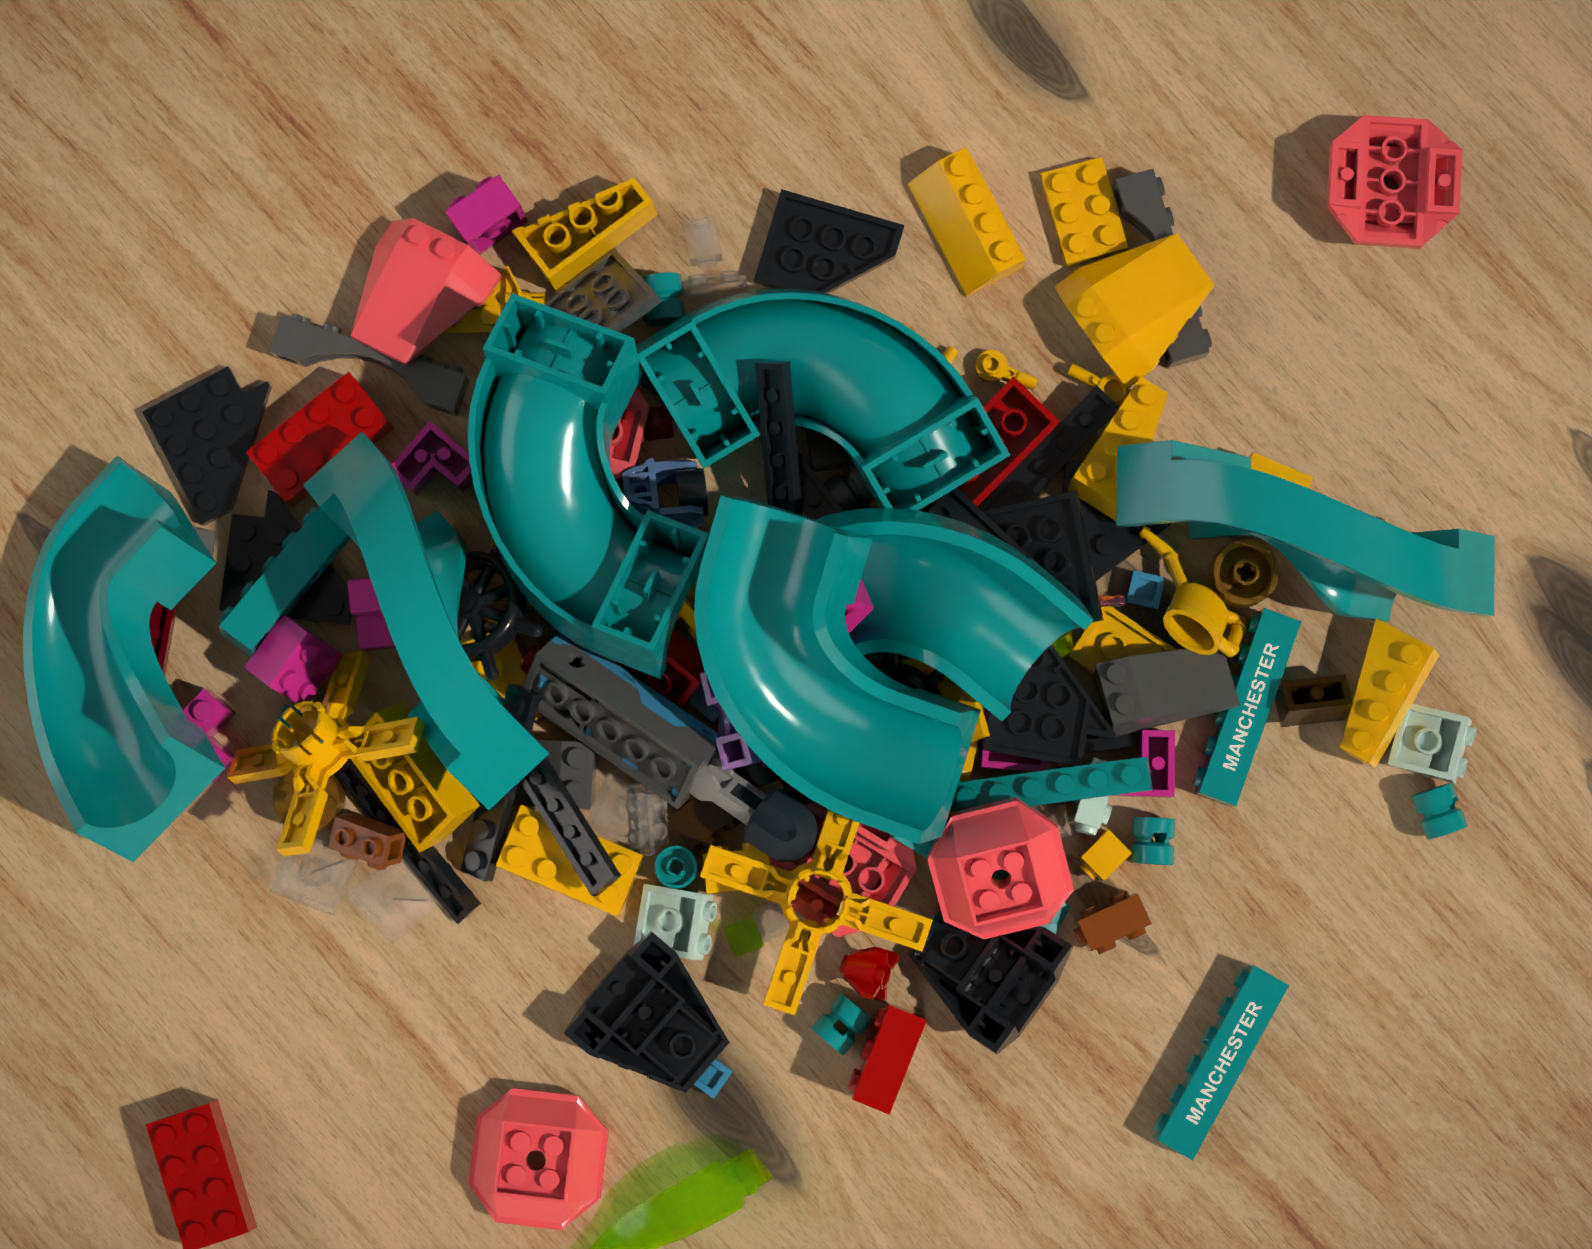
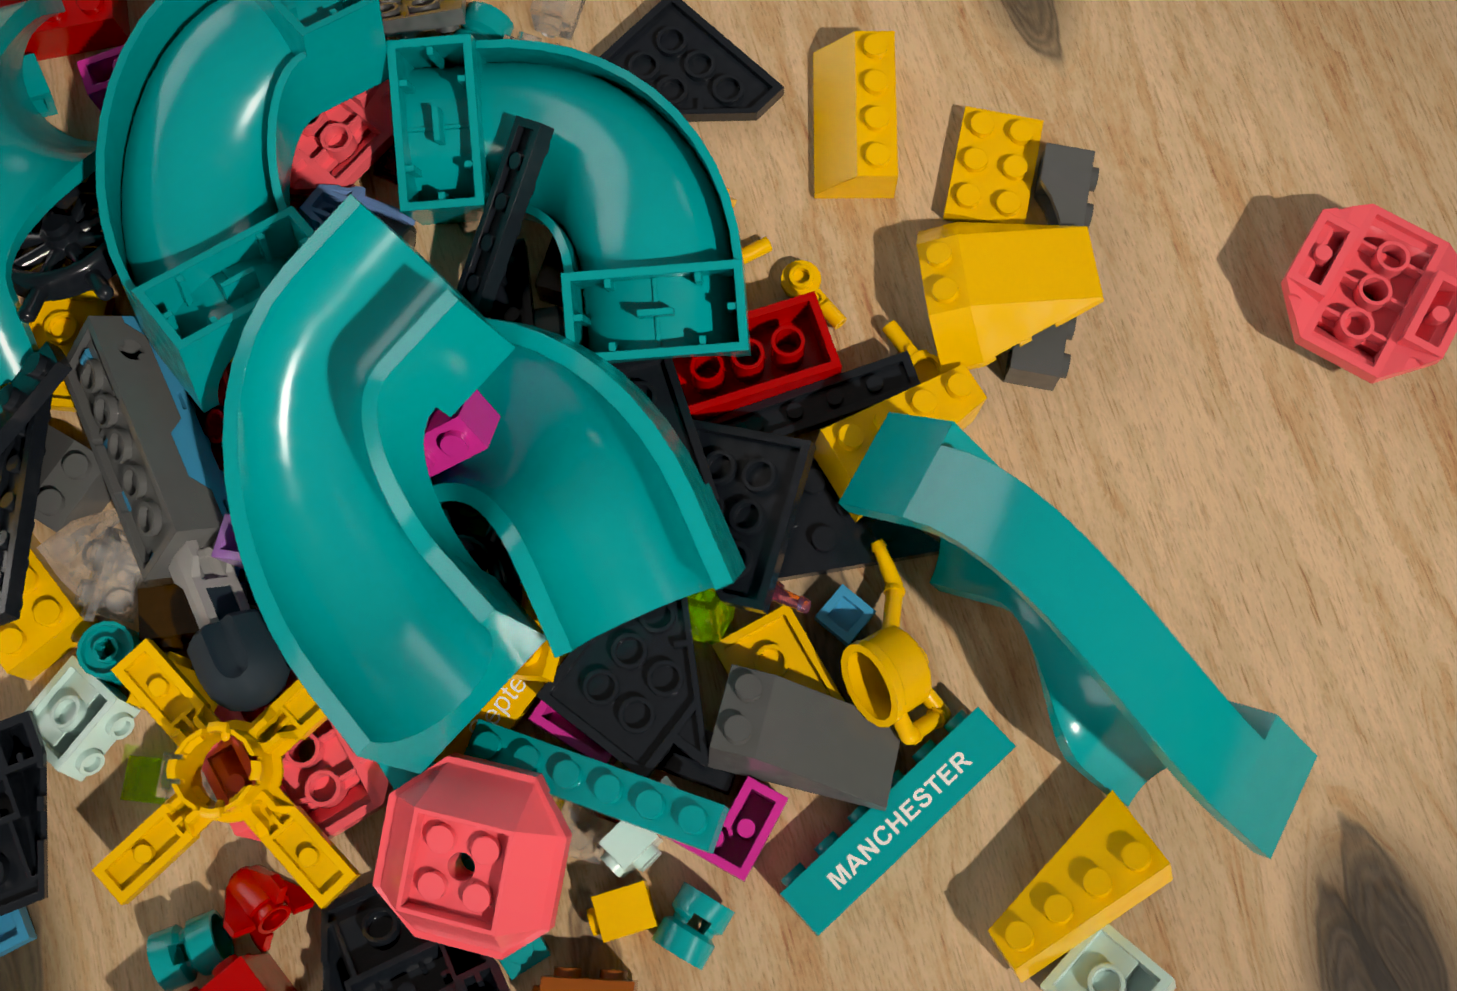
camera: 30 degrees right, 10 degrees down
(1259, 565) = (995, 663): pearl gold brick -> none
(1313, 700) = (983, 853): dark brown brick -> none

